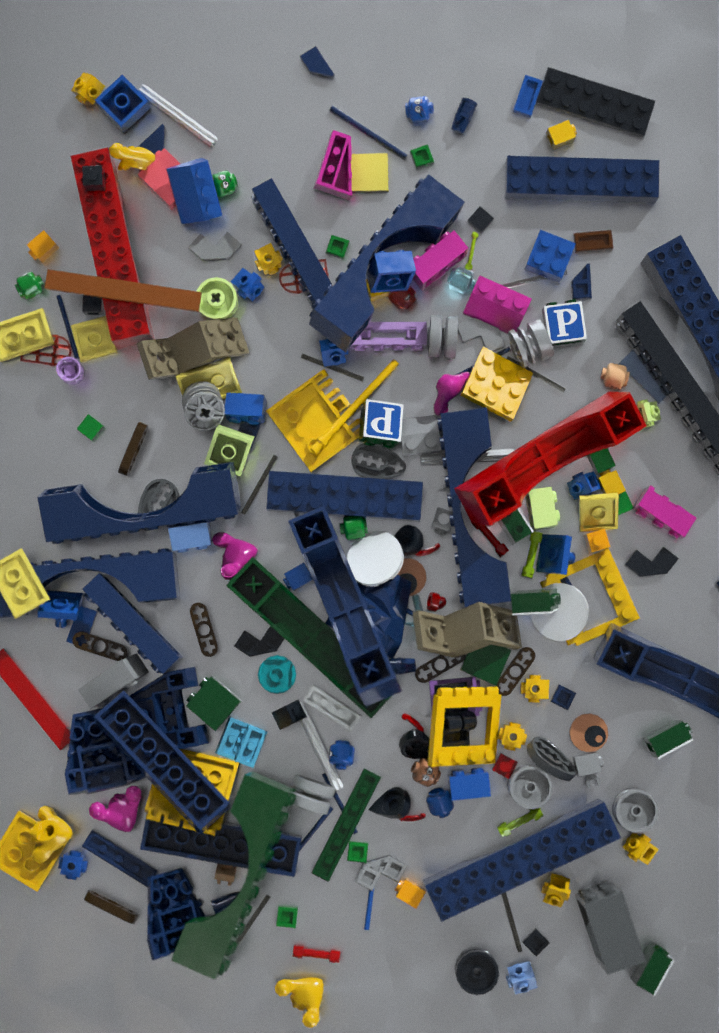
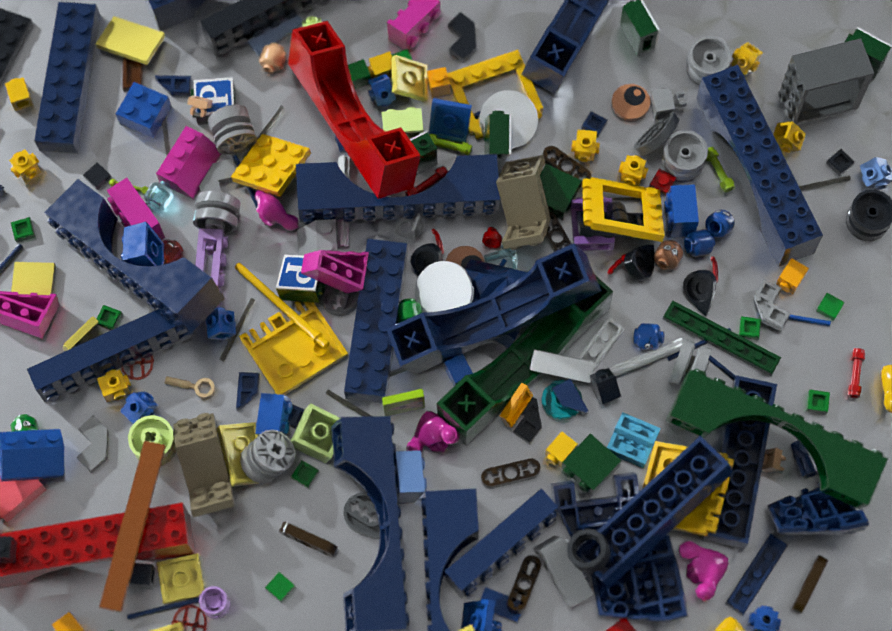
camera: 85 degrees left, 15 degrees down
(120, 687) = (580, 537): none -> black tyre
(195, 441) = (305, 474): none -> green tile
(226, 674) = (560, 449): none -> yellow brick
(262, 527) = (403, 402): none -> lime tile
(265, 631) = (516, 405): none -> light orange tile
(274, 381) = (247, 388): none -> dark blue tile
(275, 325) = (187, 384): none -> tan piece
(276, 681) = (569, 397): none -> dark blue tile
(306, 673) = (562, 366): none -> white tile
(313, 222) = (78, 336): none -> light yellow tile
(383, 930) = (830, 306): none -> green tile
(387, 456) = (337, 269): none -> dark pink wedge
(460, 822) = (720, 223): none -> blue head
(484, 156) = (24, 165): none -> yellow brick
(554, 309) = (201, 103): none -> light nougat tile
(625, 235) = (130, 40): none -> light yellow tile

